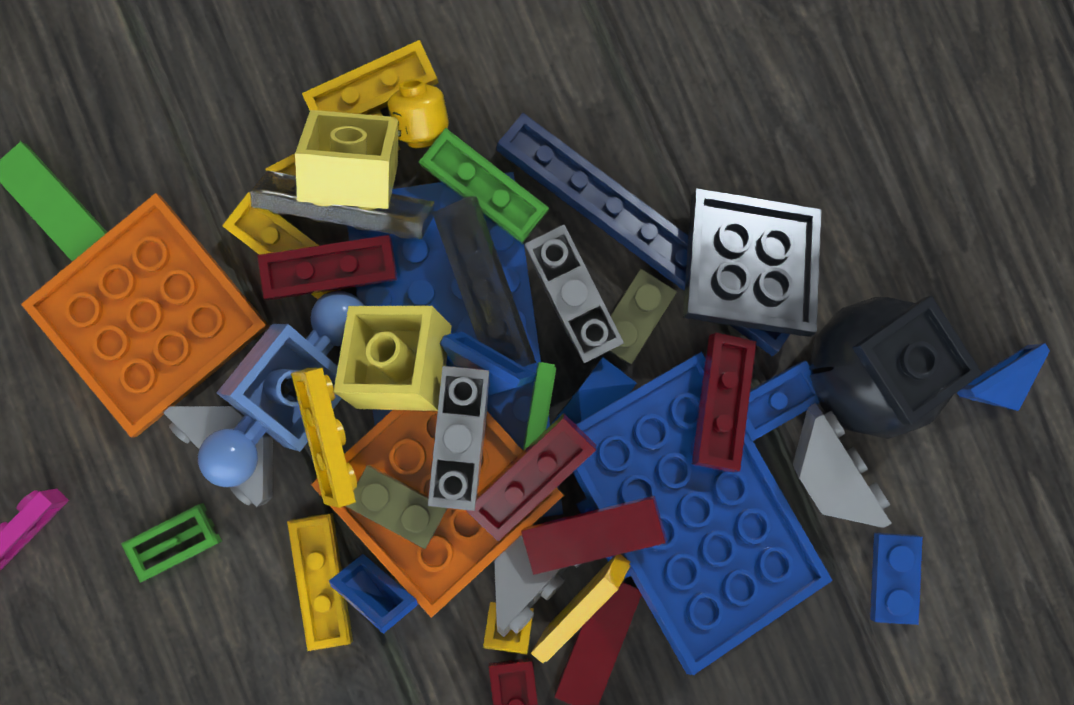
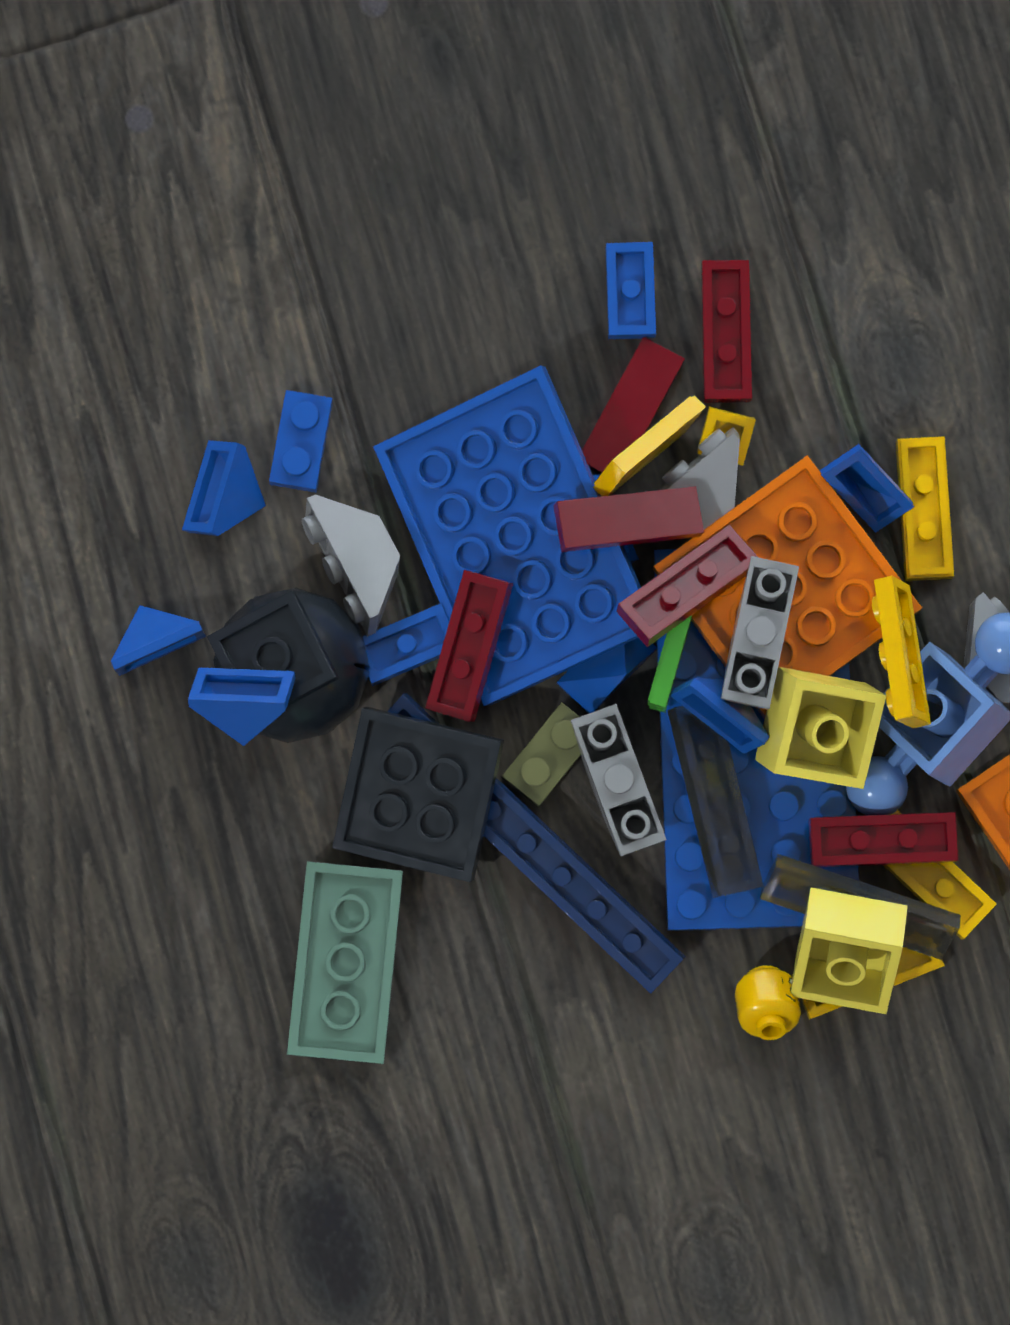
camera: 175 degrees left, 5 degrees down
(373, 83) = (816, 1044): yellow plate -> none
(396, 506) = (832, 573): olive plate -> none
(473, 175) = (707, 919): bright green tile -> none
(795, 110) = (345, 962): none -> sand green plate
(948, 315) = (241, 699): none -> blue slope
(960, 523) = (223, 490): none -> blue slope

